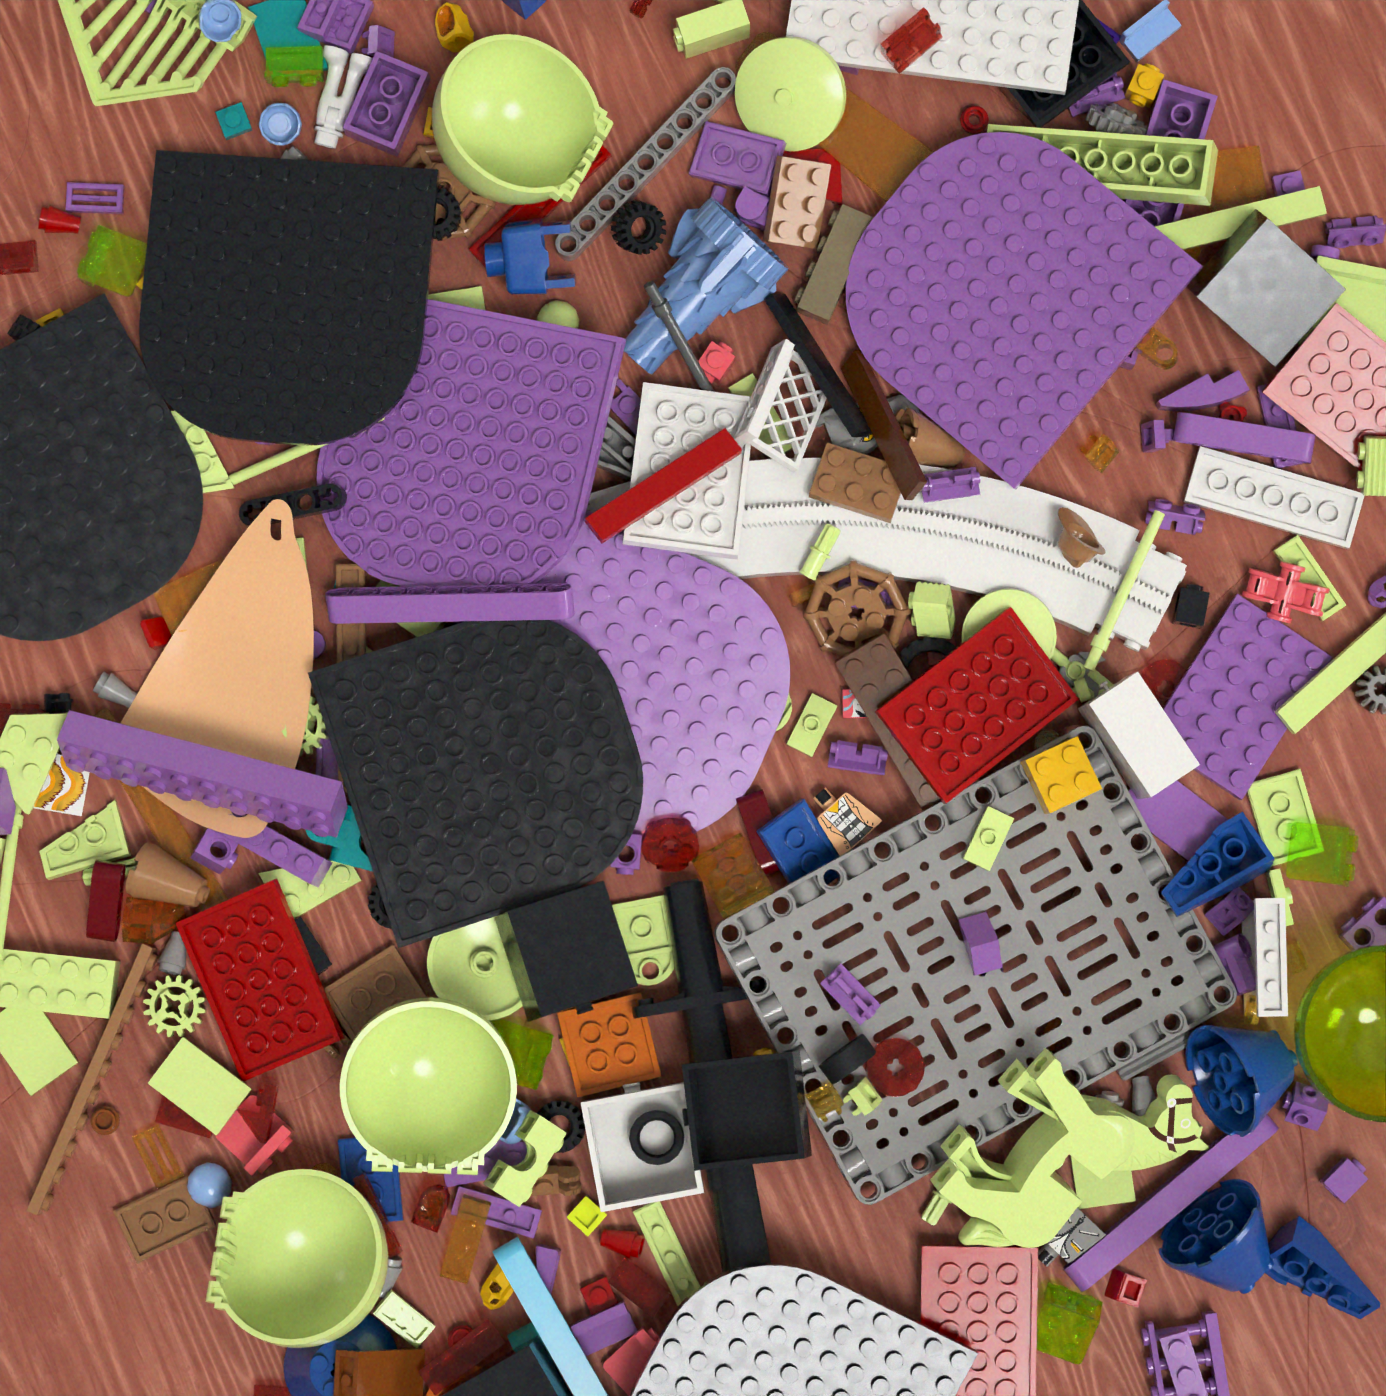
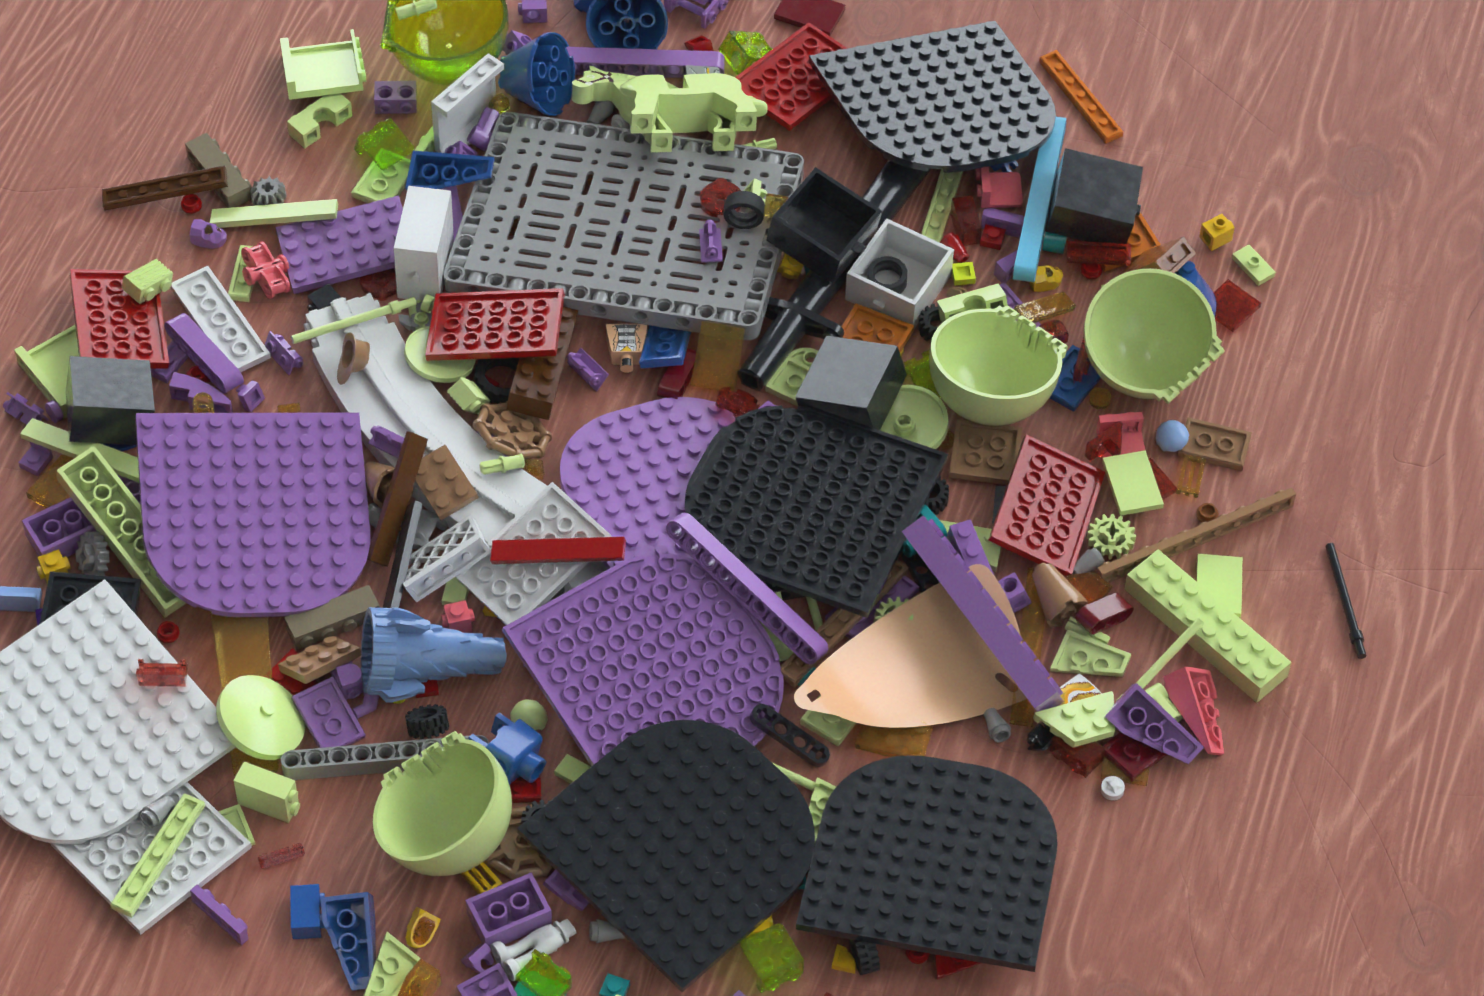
camera: 145 degrees left, 30 degrees down
(156, 632) = (941, 737): red slope -> none
(280, 124) = (586, 956): light blue hair -> none
(663, 310) = (462, 638): dark grey bar -> none
(811, 725) = (595, 406): yellowish green plate -> none
(850, 707) = (563, 398): tile -> none
(981, 943) = (612, 221): medium lavender slope -> none
(988, 838) = (557, 262): yellowish green plate -> none
(1061, 775) = (485, 258): yellow brick -> none

